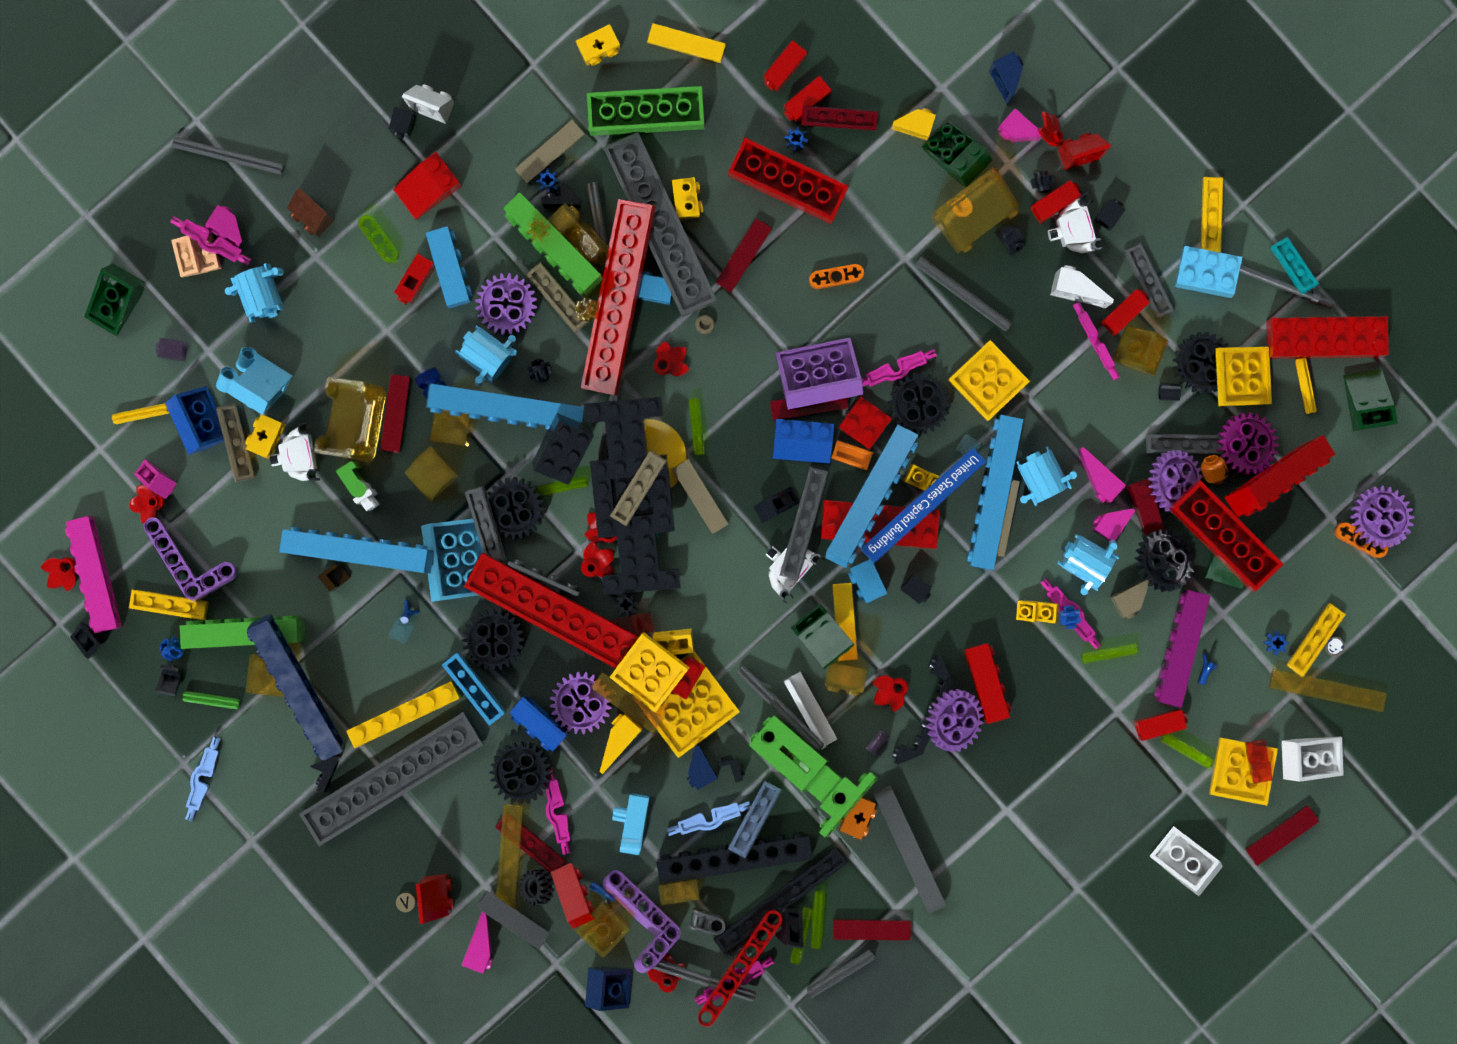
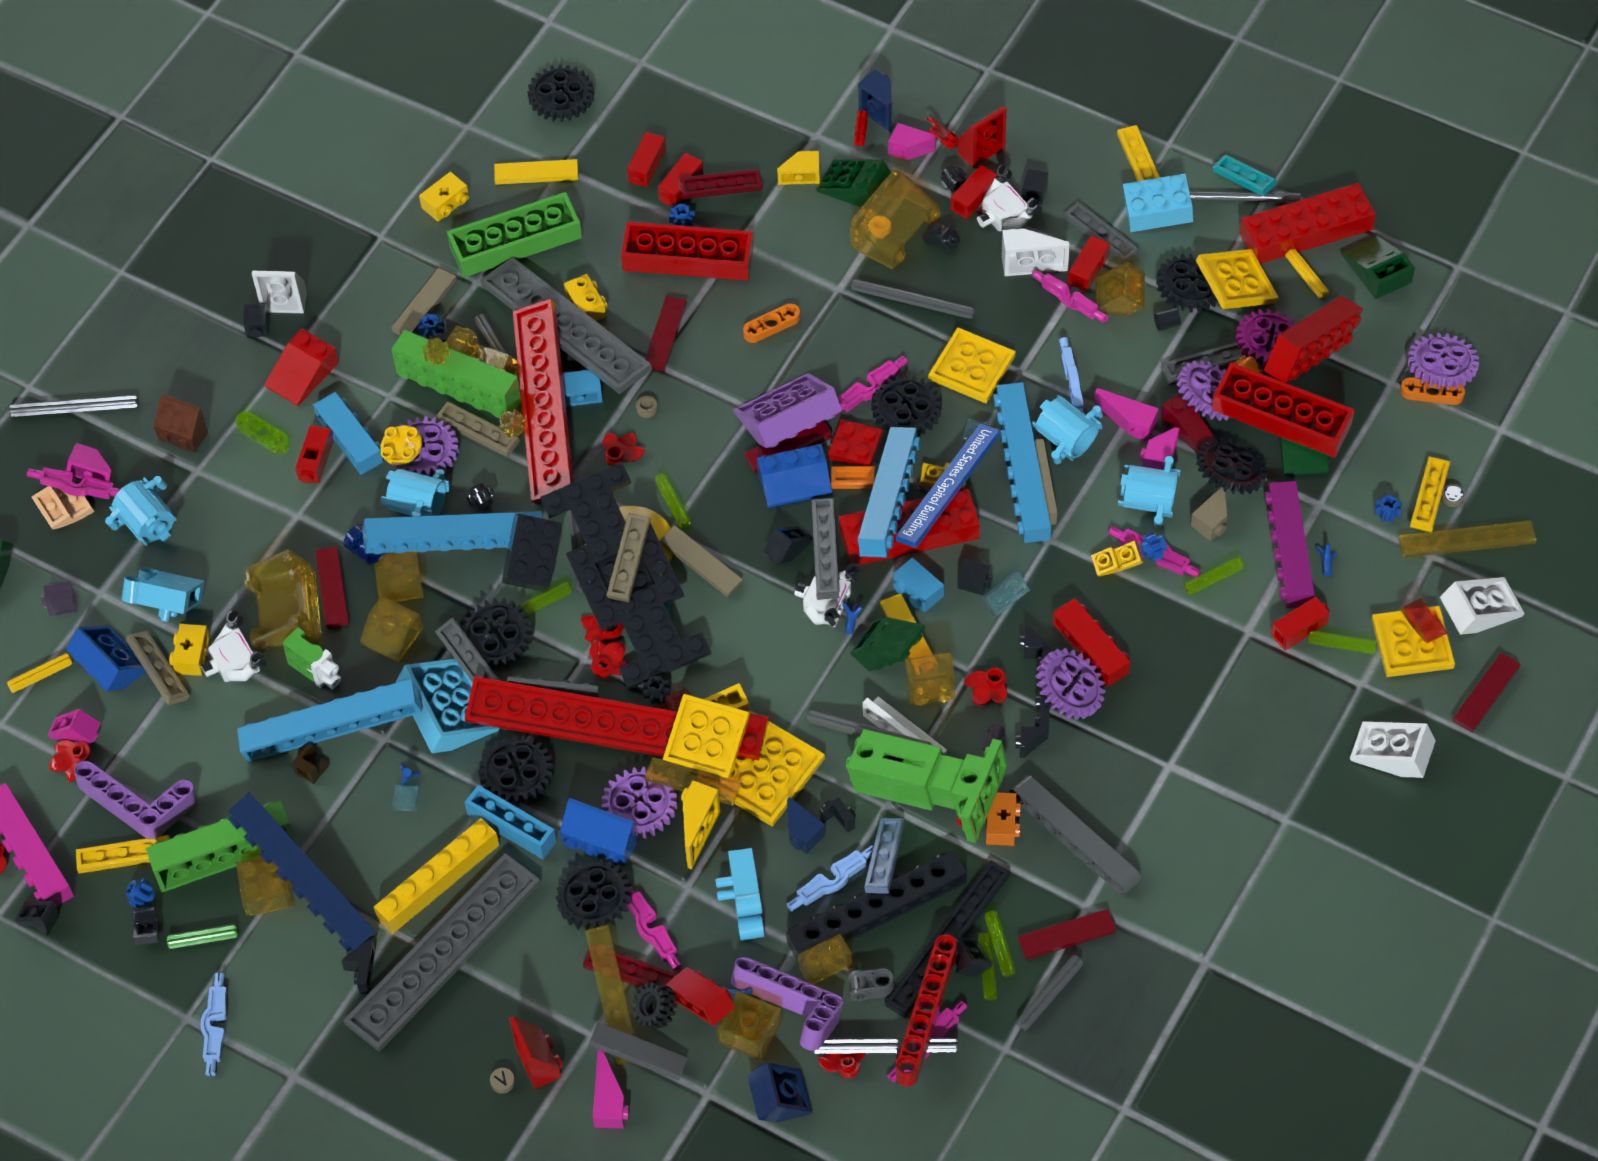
camera: 20 degrees left, 30 degrees down
(486, 302) = (400, 444): none -> yellow dish
(805, 589) = (851, 617): none -> blue bar
(935, 613) = (1005, 593): none -> clear light blue plate
(982, 95) = (860, 128): none -> red axle
(1068, 418) = (1071, 374): none -> light blue piece

